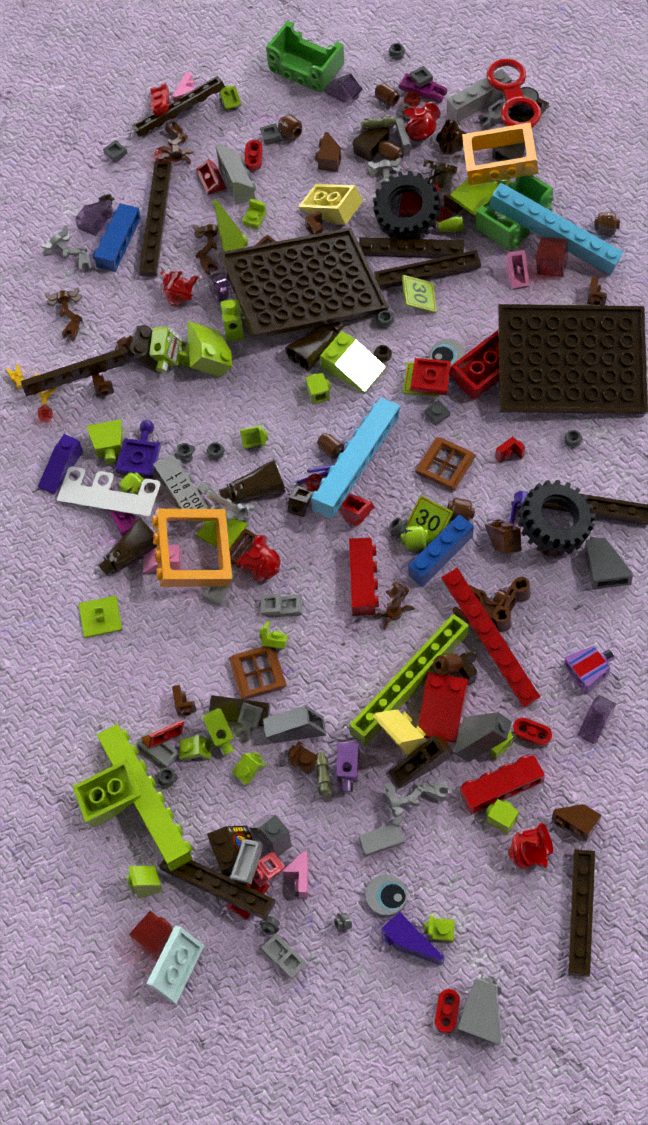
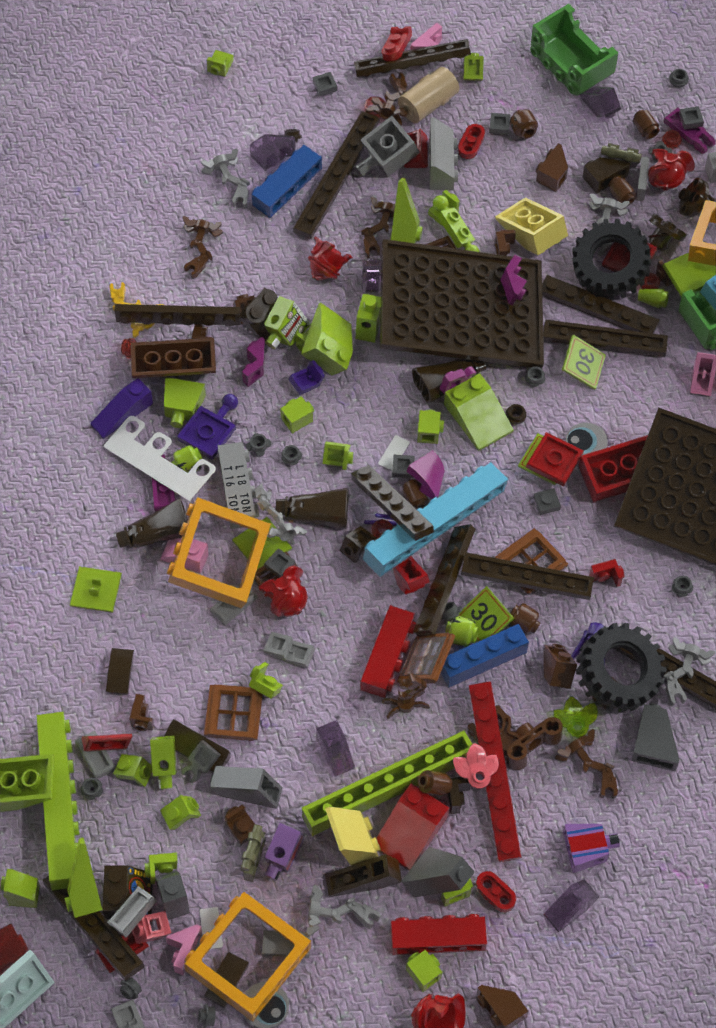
camera: 15 degrees right, 0 degrees up
(21, 164) = (219, 63): none -> lime bracket
(86, 407) = (173, 357): none -> reddish brown slope
(149, 674) = (120, 671): none -> dark brown slope
(155, 388) = (256, 357): none -> magenta slope
(189, 182) = (387, 147): none -> light grey brick
(196, 854) = (82, 888): none -> lime slope
(202, 385) = (308, 378): none -> dark purple bracket
(204, 129) = (429, 94): none -> tan piece
(206, 417) = (297, 414): none -> lime brick
(244, 539) = (279, 562): none -> dark grey plate
(252, 813) = (160, 862): none -> lime bracket
(268, 223) = (454, 224): none -> lime plate
(297, 419) = (397, 446): none -> white sticker
(310, 426) = (400, 465): none -> dark grey plate
(315, 851) = (208, 918): none -> white sticker
(317, 456) = (392, 502): none -> plate
(324, 341) = (455, 378): none -> magenta plate
(335, 423) = (429, 472): none -> magenta slope
(337, 251) = (512, 283): none -> magenta slope
(345, 893) = (245, 1005): none -> light orange piece
(346, 887) = (232, 970): none -> dark brown slope
(353, 668) = (335, 748): none -> clear purple slope
(384, 503) = (444, 581): none -> dark brown plate
(396, 566) = (427, 657): none -> clear piece
(448, 475) = (527, 576): none -> dark brown plate
(473, 636) = (474, 763): none -> coral plate
(533, 570) = (576, 714): none -> clear neon green plate
(581, 610) = (608, 780): none -> reddish brown piece
(603, 487) = (689, 652): none -> light grey piece

